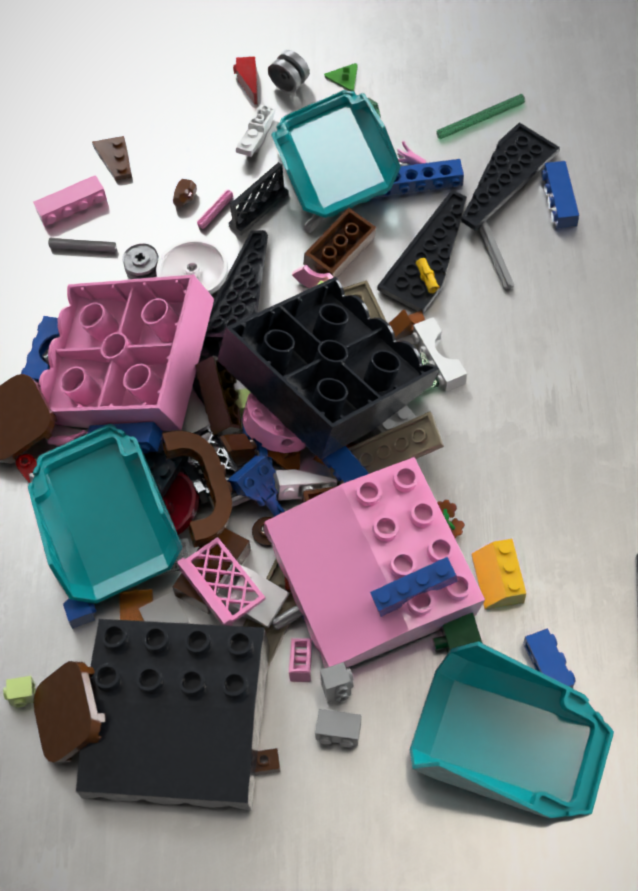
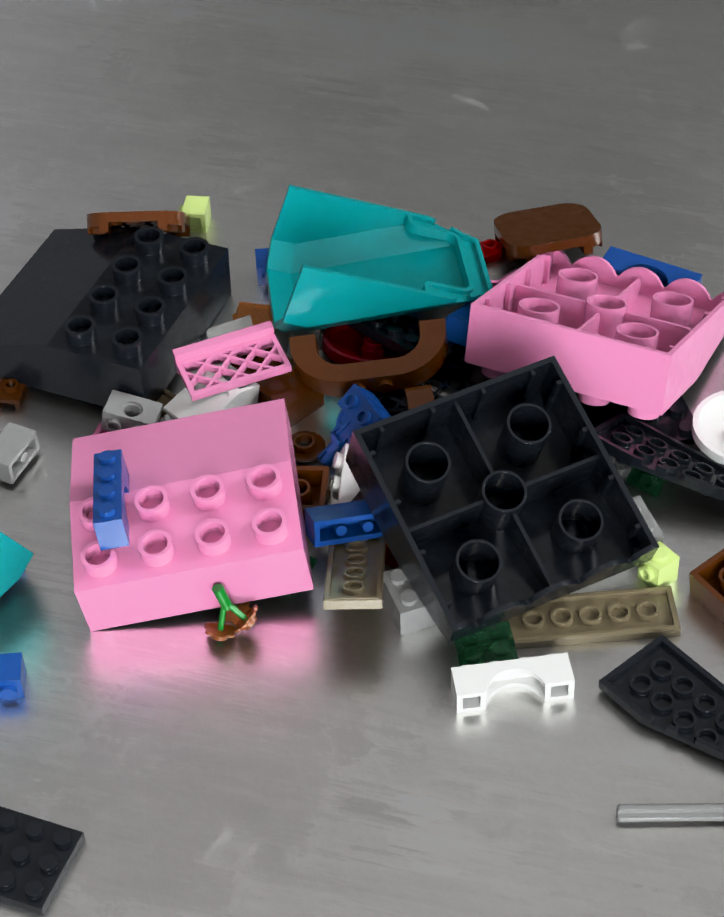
camera: 105 degrees right, 15 degrees down
(279, 635) = (129, 411): none -> light grey brick
(309, 277) = (703, 554): bright pink tile -> none
(336, 682) = (58, 453): light grey brick -> none
(403, 323) = (583, 663): dark orange slope -> none
(427, 275) = (659, 693): yellow pin -> none
(458, 633) = (55, 599): dark green torso -> none
(499, 574) = (126, 665): yellow slope -> none

